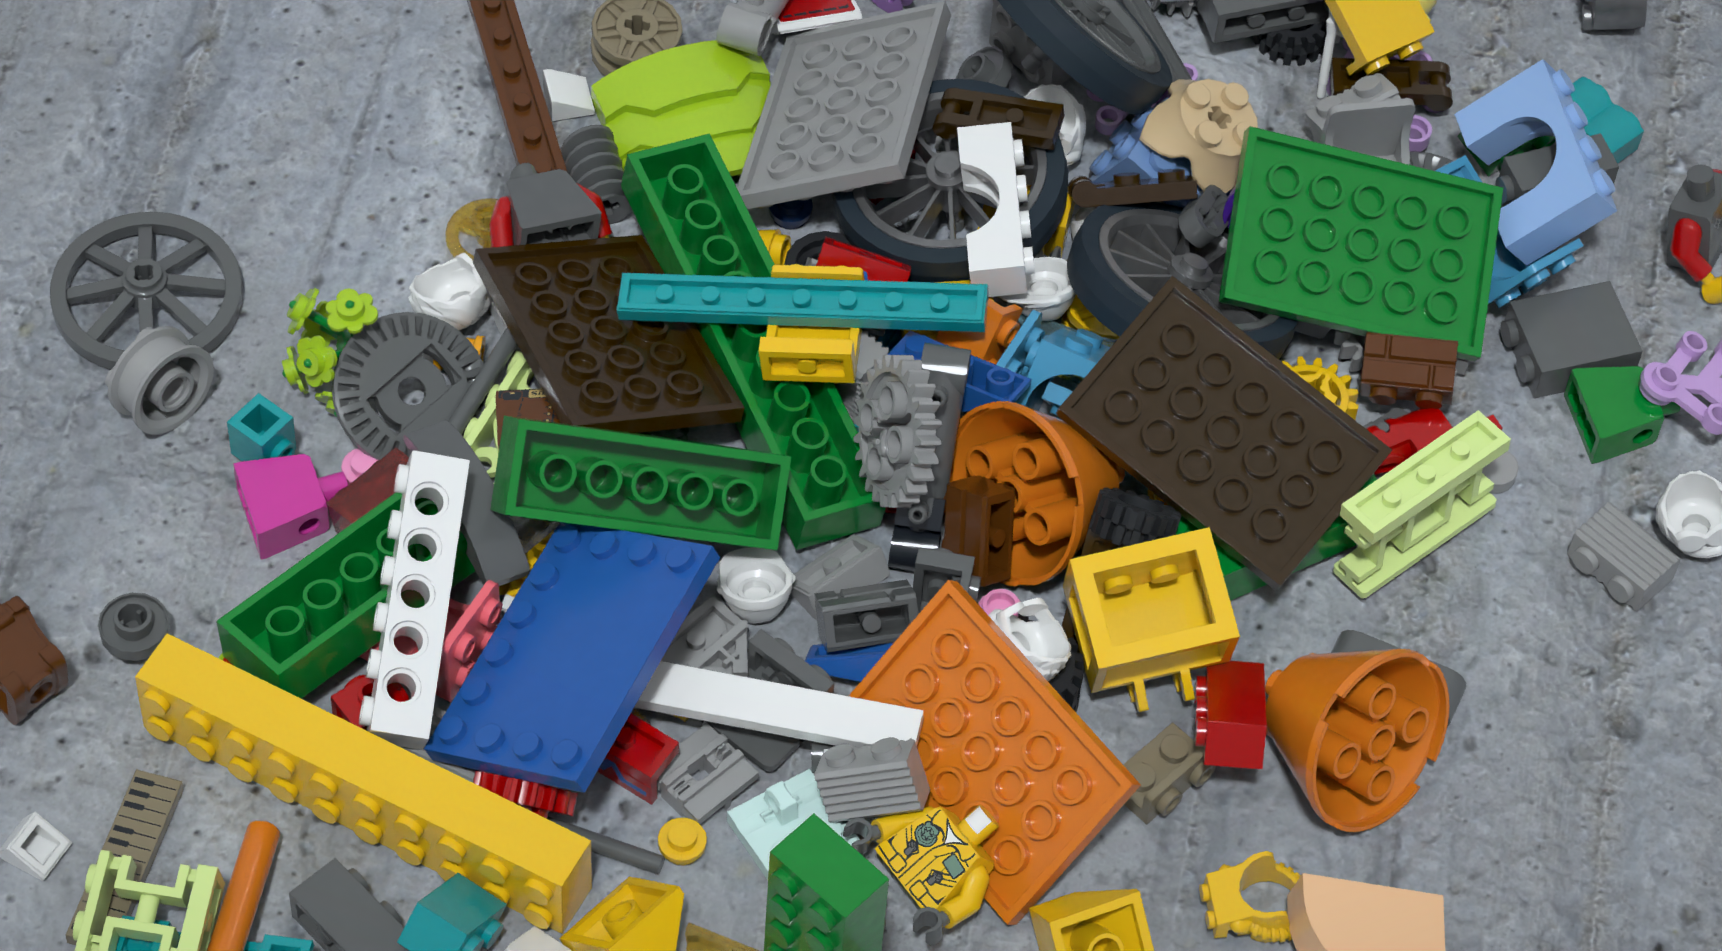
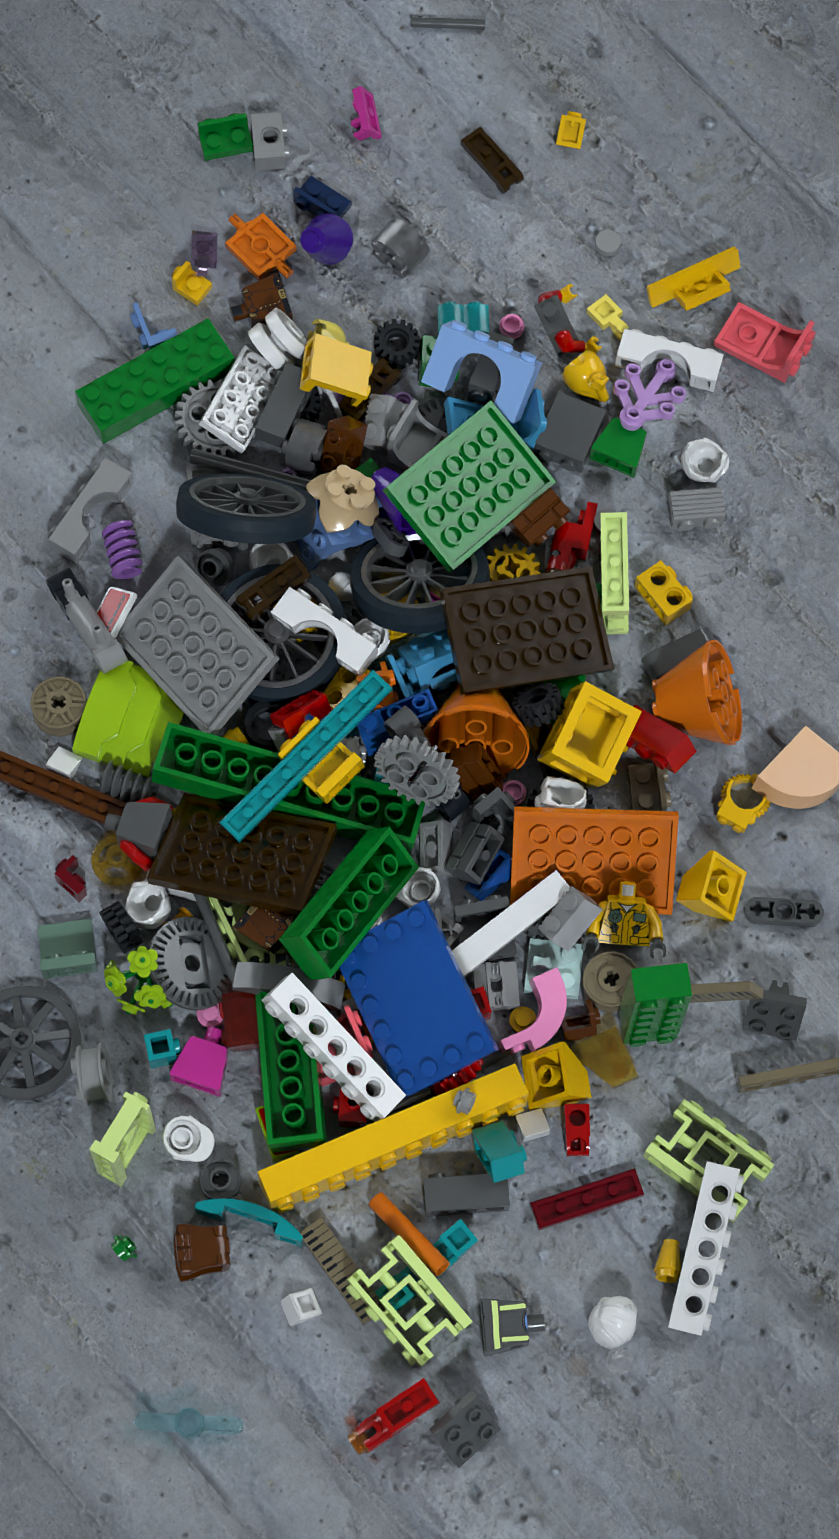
camera: 50 degrees left, 15 degrees up
(65, 411) = (123, 1138): none -> yellowish green fence
(97, 655) = (217, 1207): none -> teal slope
(161, 548) = (188, 1139): none -> white hat
(312, 253) = (67, 949): none -> sand green bracket
(392, 275) = (121, 927): none -> black tyre
(415, 188) = (71, 883): none -> dark red bracket
(476, 808) = (464, 1101): none -> light grey plate
(706, 859) = (552, 1004): none -> bright pink arch
(732, 913) = (581, 1025): none -> reddish brown bracket
(1130, 189) = (351, 557): dark brown plate -> none
(1246, 54) = (305, 447): none -> flat silver brick
(1301, 83) = (343, 443): none -> reddish brown brick
(1463, 598) = (657, 595): none -> yellow brick
(1482, 56) = (397, 330): none -> black tyre
(1647, 183) = (511, 326): none -> bright pink plate
(1668, 301) = (587, 376): none -> yellow piece

